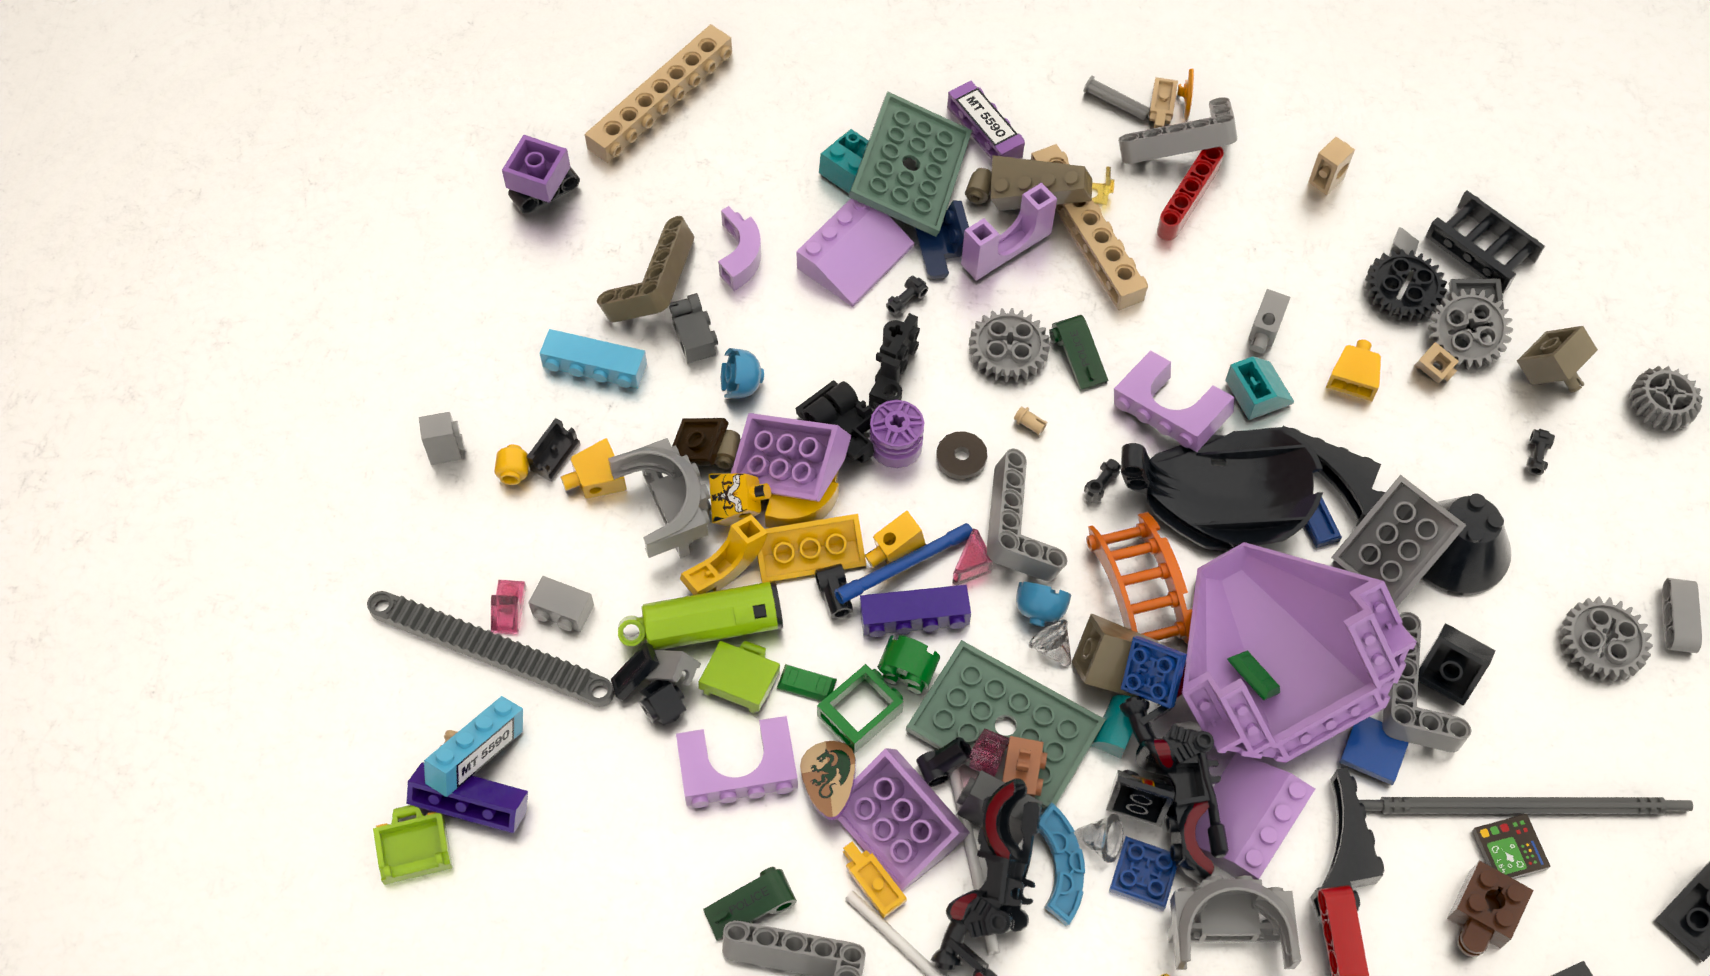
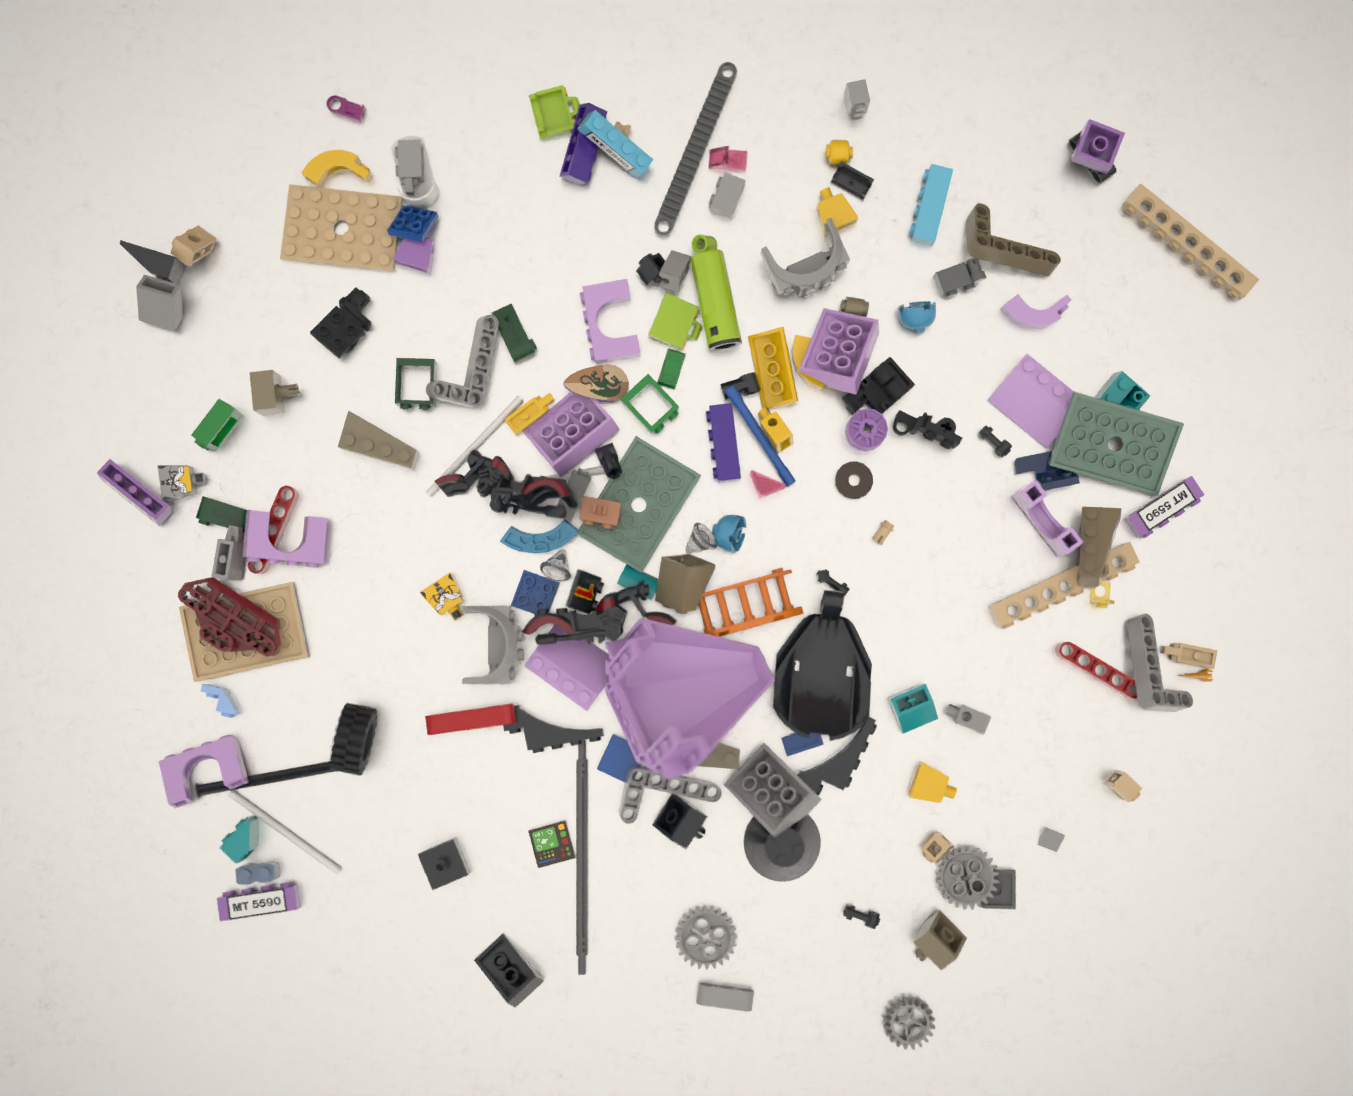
camera: 90 degrees right, 25 degrees up
(634, 671) = (673, 248): black tile -> none
(700, 439) = (859, 285): dark brown tile -> none
(730, 560) = (763, 313): yellow arch -> none
(736, 497) = (810, 312): yellow torso -> none
(908, 663) = (680, 436): green brick -> none
(979, 186) = (1099, 498): dark tan brick -> none
(988, 752) = (614, 490): clear pink slope -> none
(1005, 541) = (797, 504): light grey beam -> none
(1009, 345) = (967, 520): light grey gear -> none
(1080, 350) = (945, 572): dark green door -> none
(1116, 98) = (1195, 617): light grey axle -> none
(1153, 671) = (662, 602): blue tile -> none
(1188, 426) = (873, 650): lavender arch -> none
(1255, 675) = (670, 677): green tile -> none
(1388, 276) = (1003, 848): black gear -> none
(1473, 256) = (1035, 898): black fence -> none
(1488, 909) = (506, 820): reddish brown brick -> none

